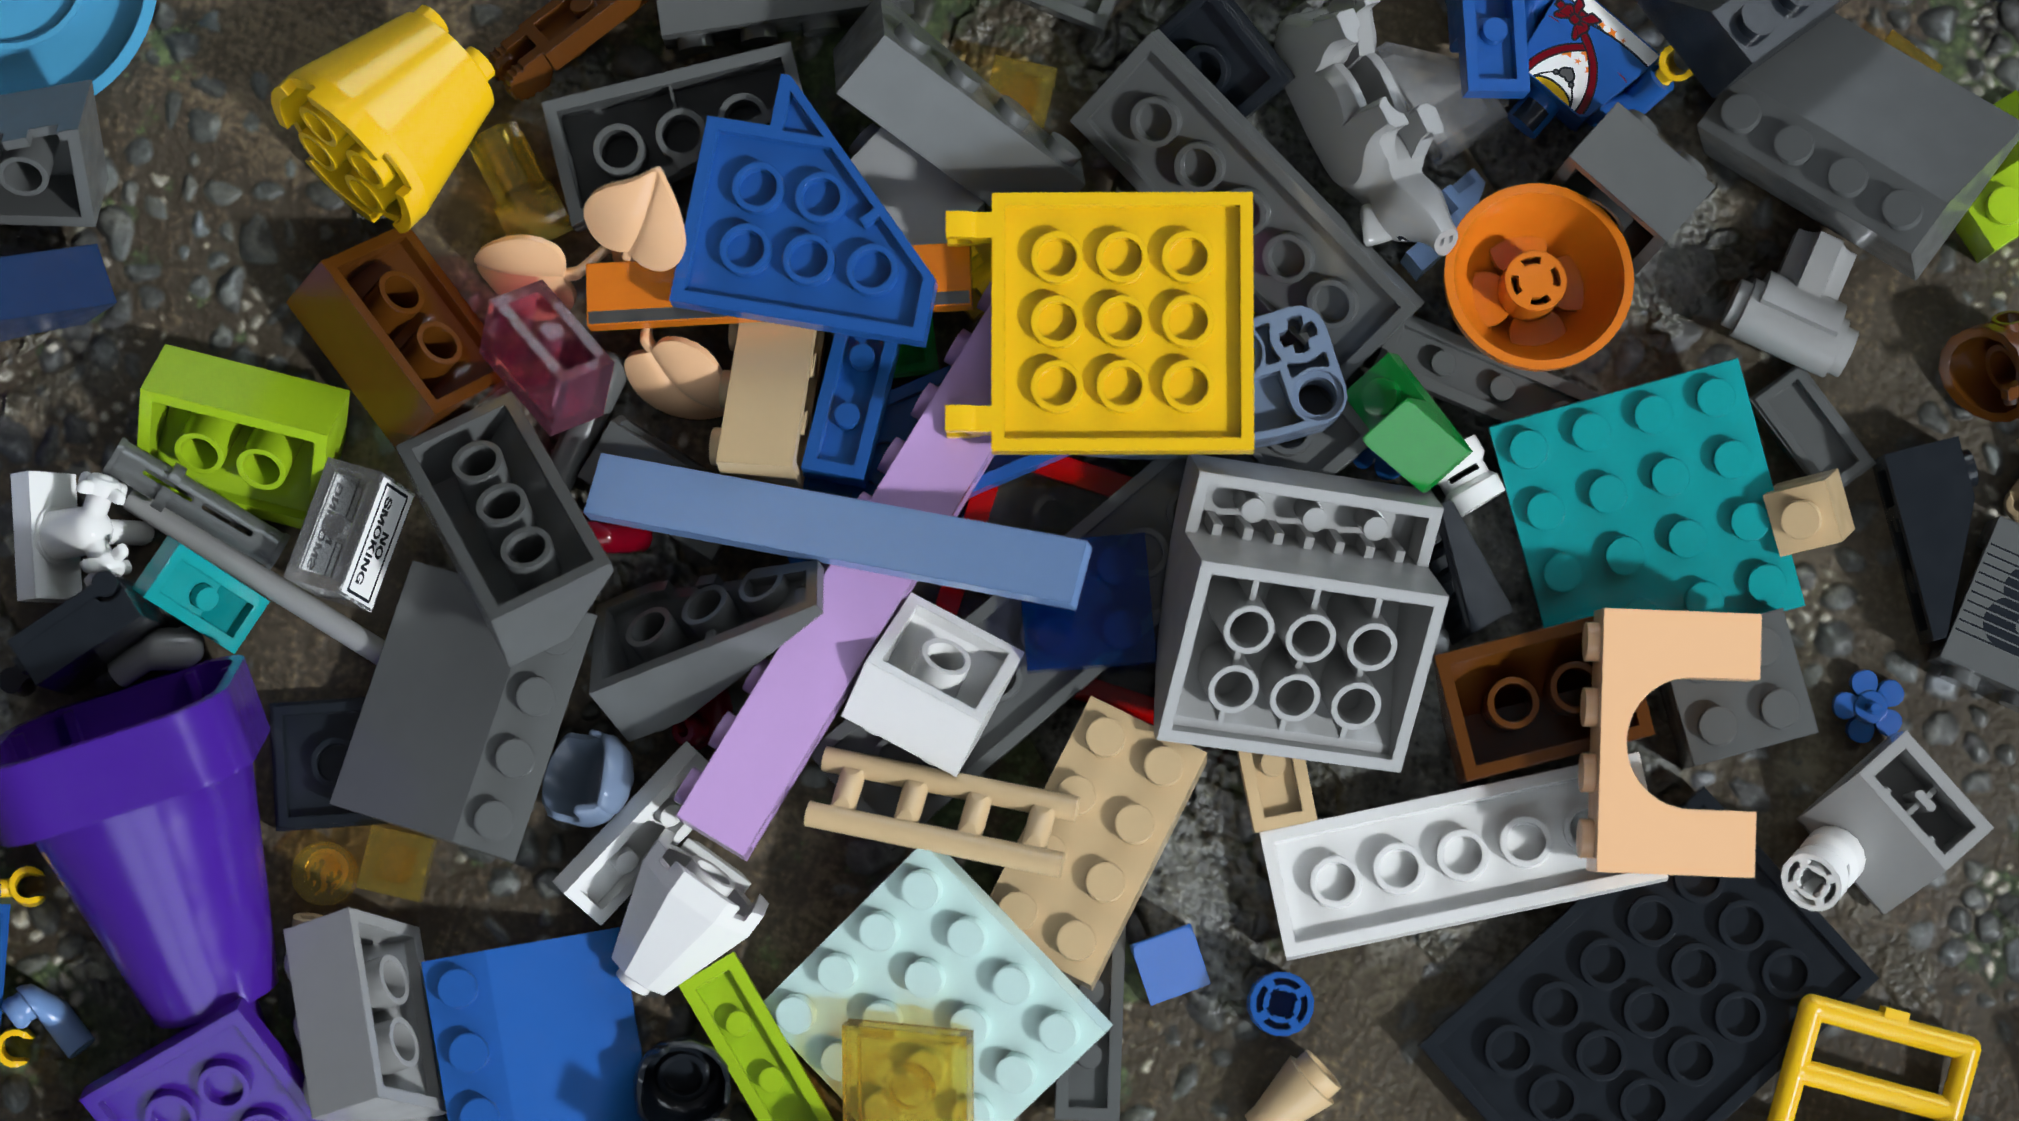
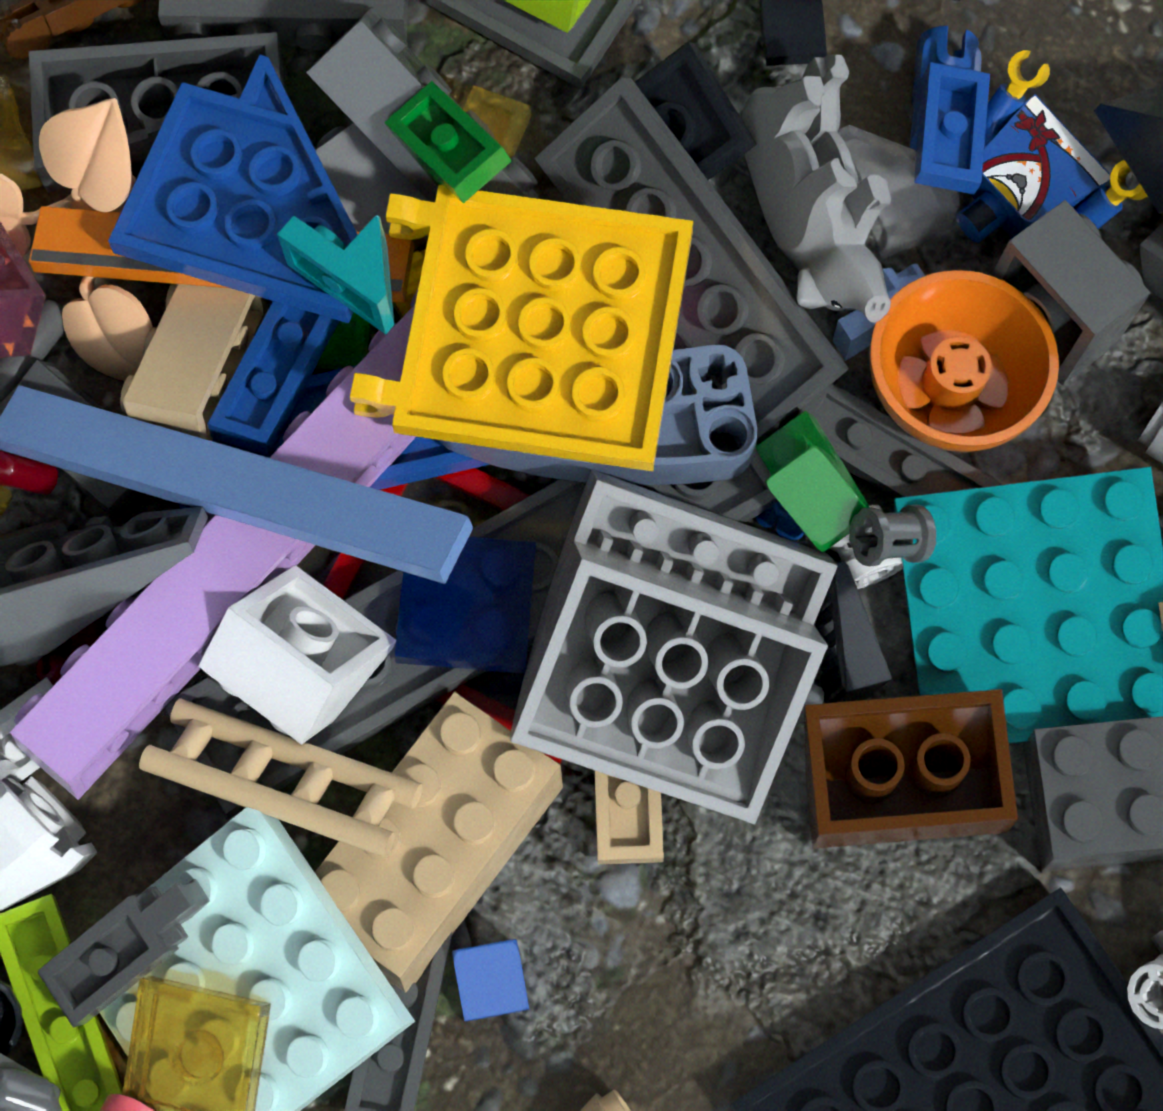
camera: 10 degrees right, 10 degrees down
(817, 1001) = (120, 949): none -> dark grey hinge
(931, 310) = (351, 274): none -> teal slope
(993, 147) = (447, 142): none -> green slope
(1271, 1002) = (597, 1048): blue wheel -> none
(1435, 863) = (805, 917): white plate -> none
(1494, 470) = (892, 535): none -> dark grey bush
(1625, 823) = (977, 901): light nougat arch -> none

